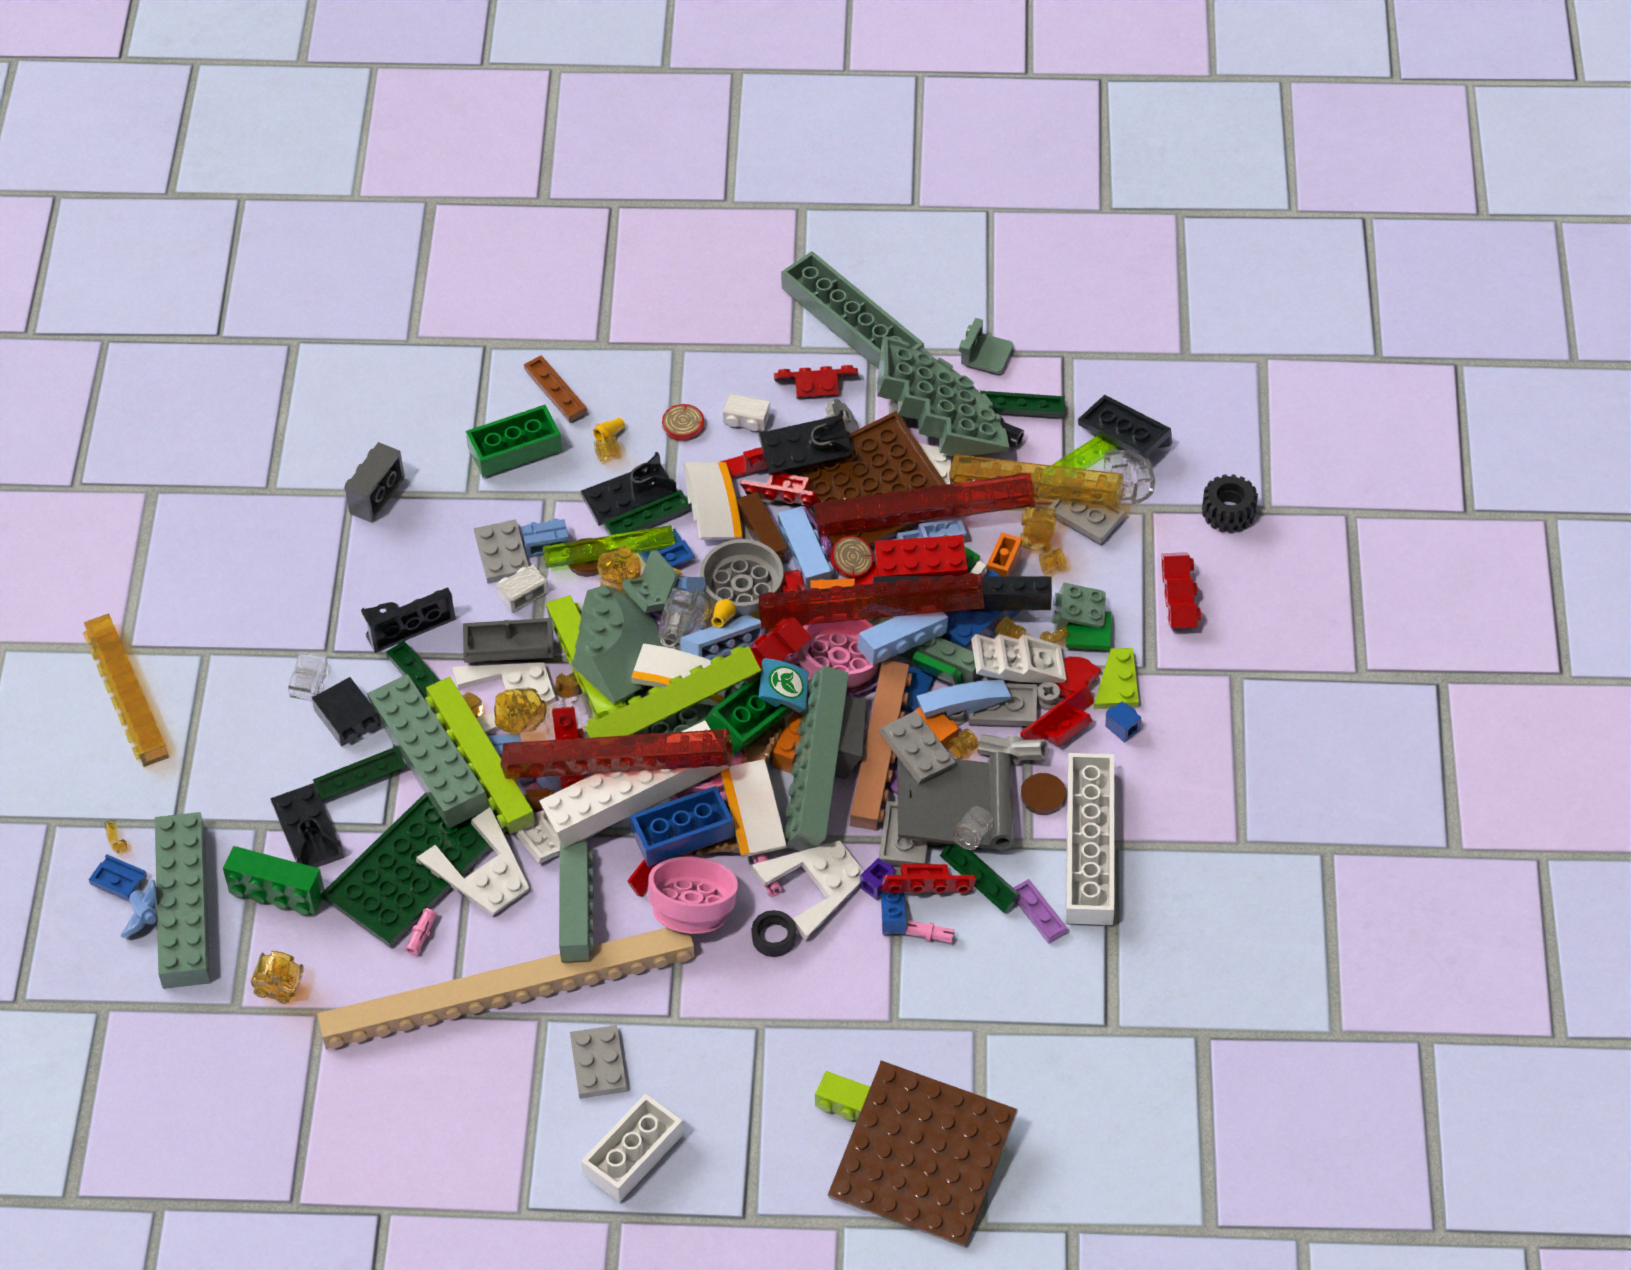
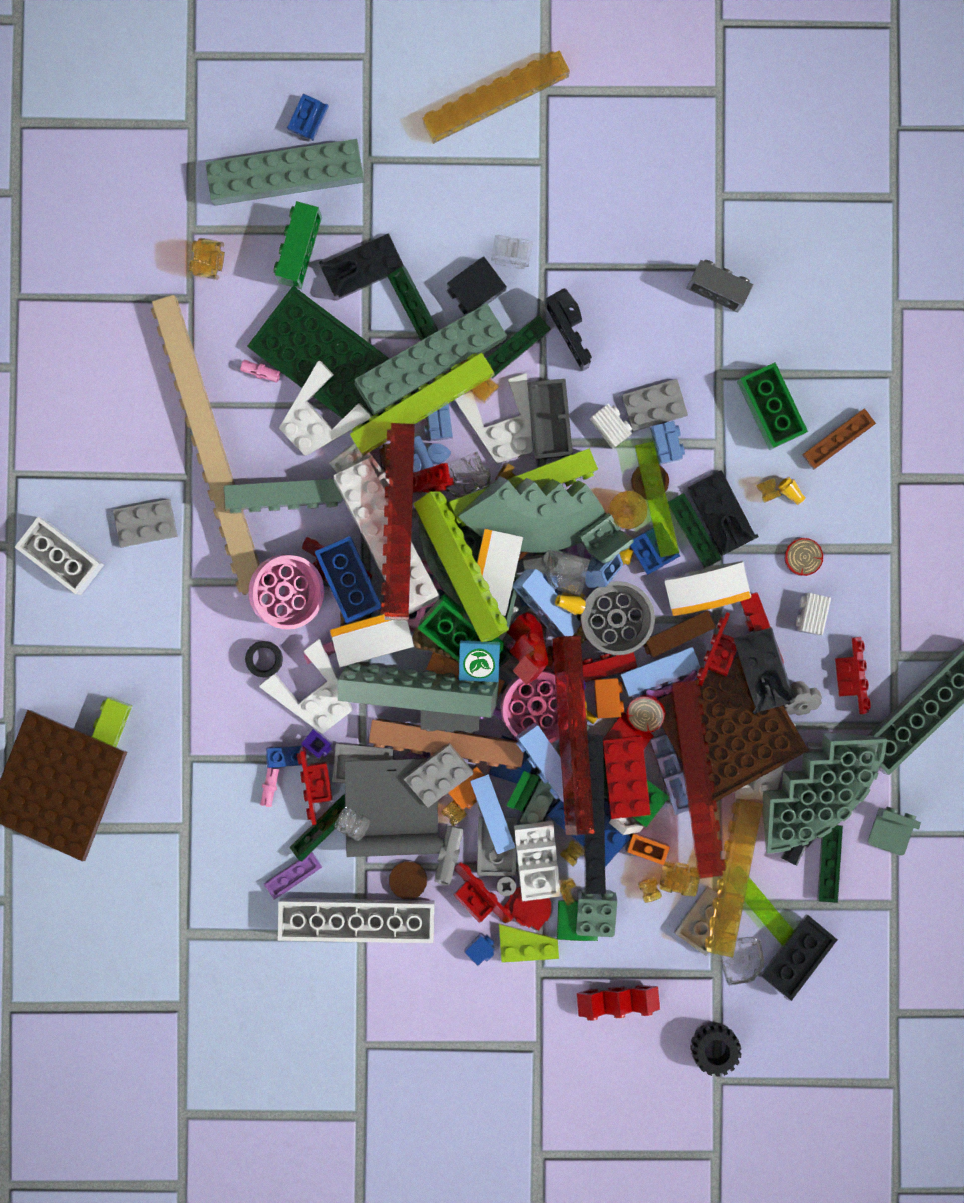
camera: 85 degrees right, 35 degrees up
(113, 837) = (345, 109): clear yellow arm -> none
(143, 908) = (266, 141): medium blue plant -> none
(519, 710) = (467, 434): clear yellow brick -> none

